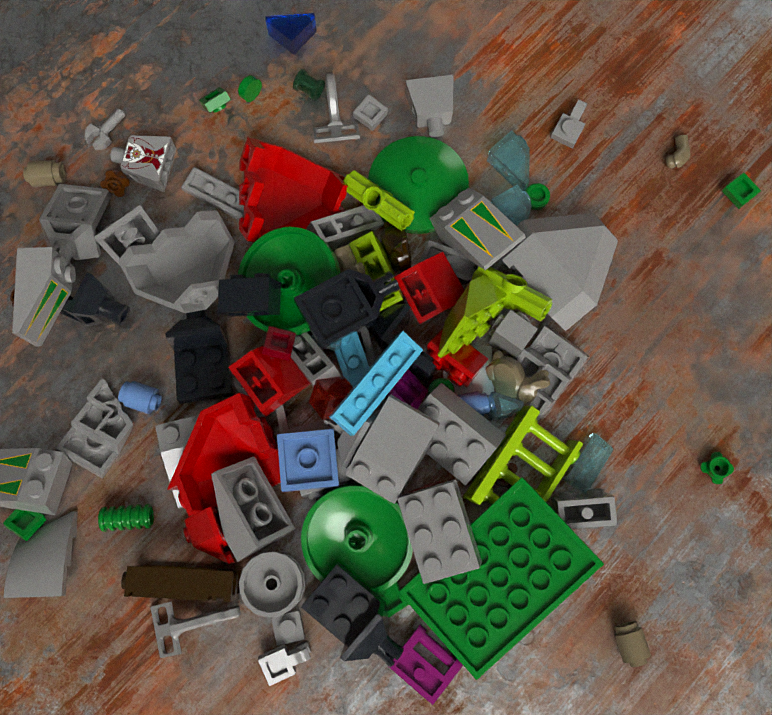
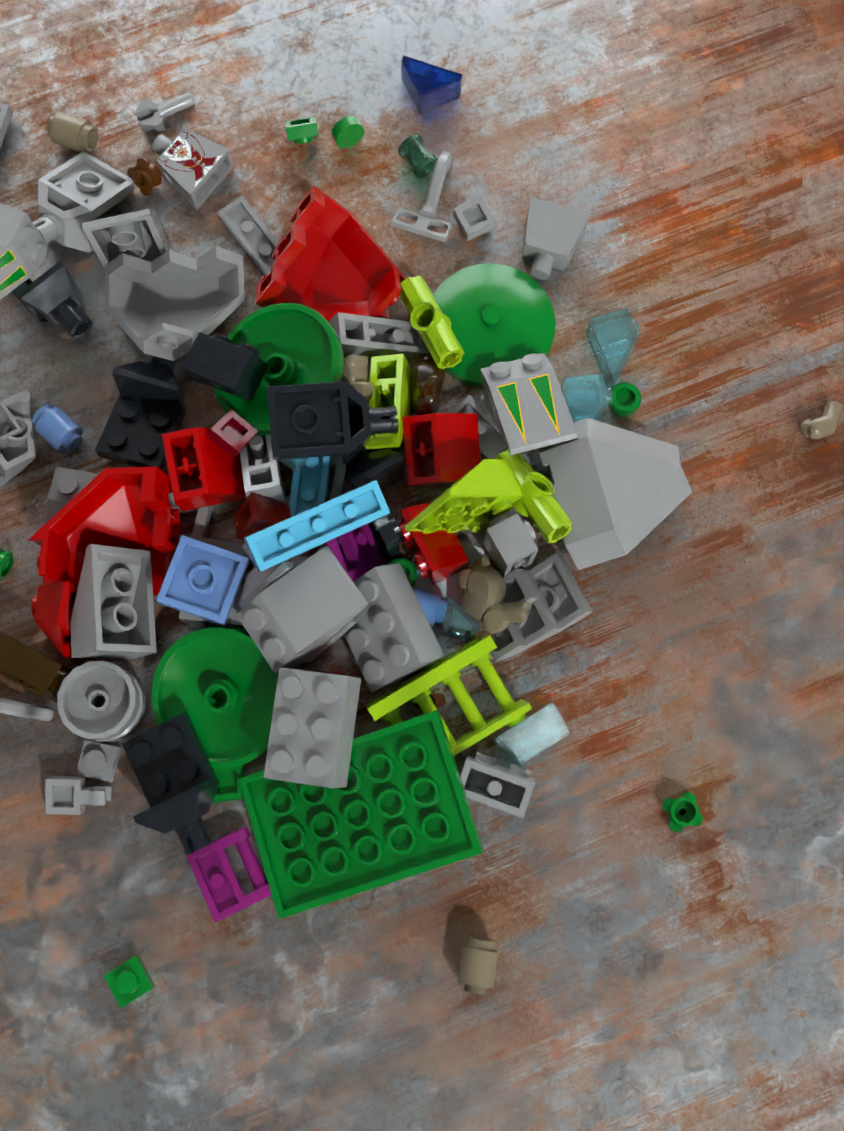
camera: 25 degrees right, 0 degrees up
(569, 127) = (704, 335): light grey plate -> none

